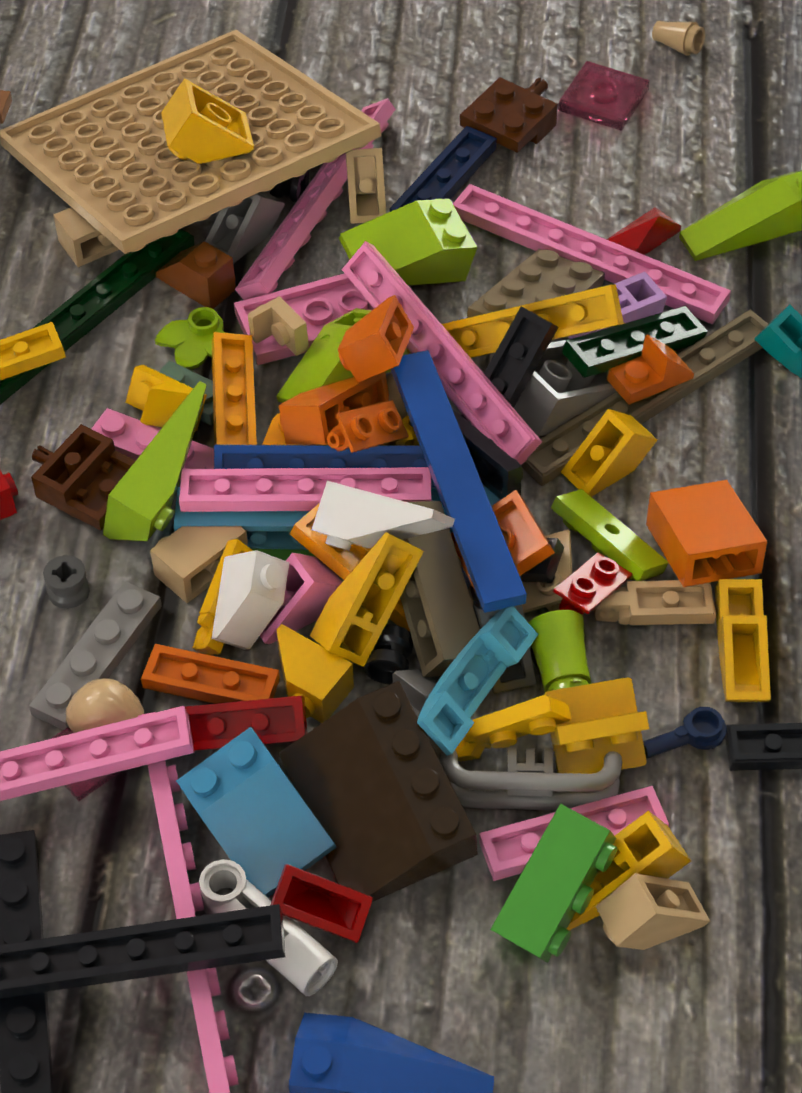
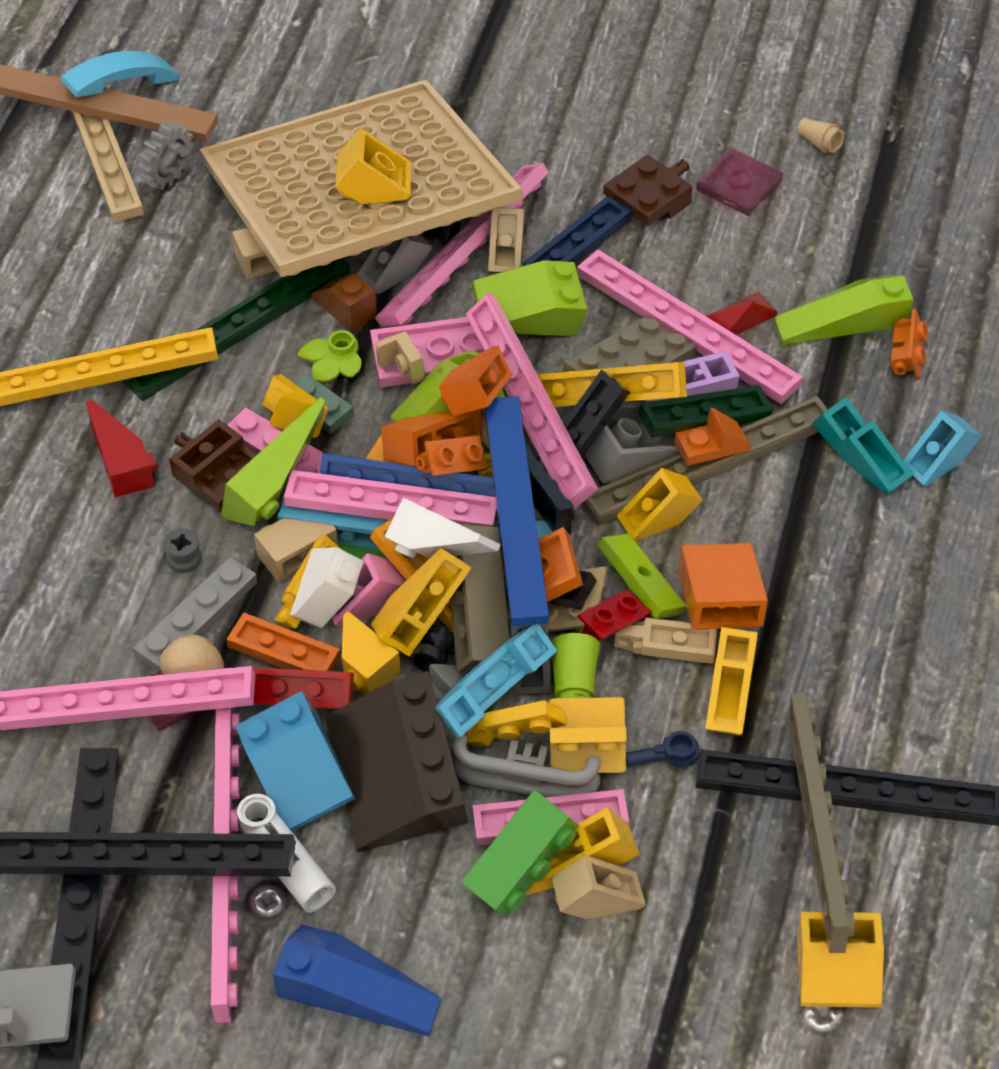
camera: 10 degrees right, 0 degrees up
(233, 389) = (352, 406): light orange plate -> none
(322, 903) = (331, 840): red slope -> none

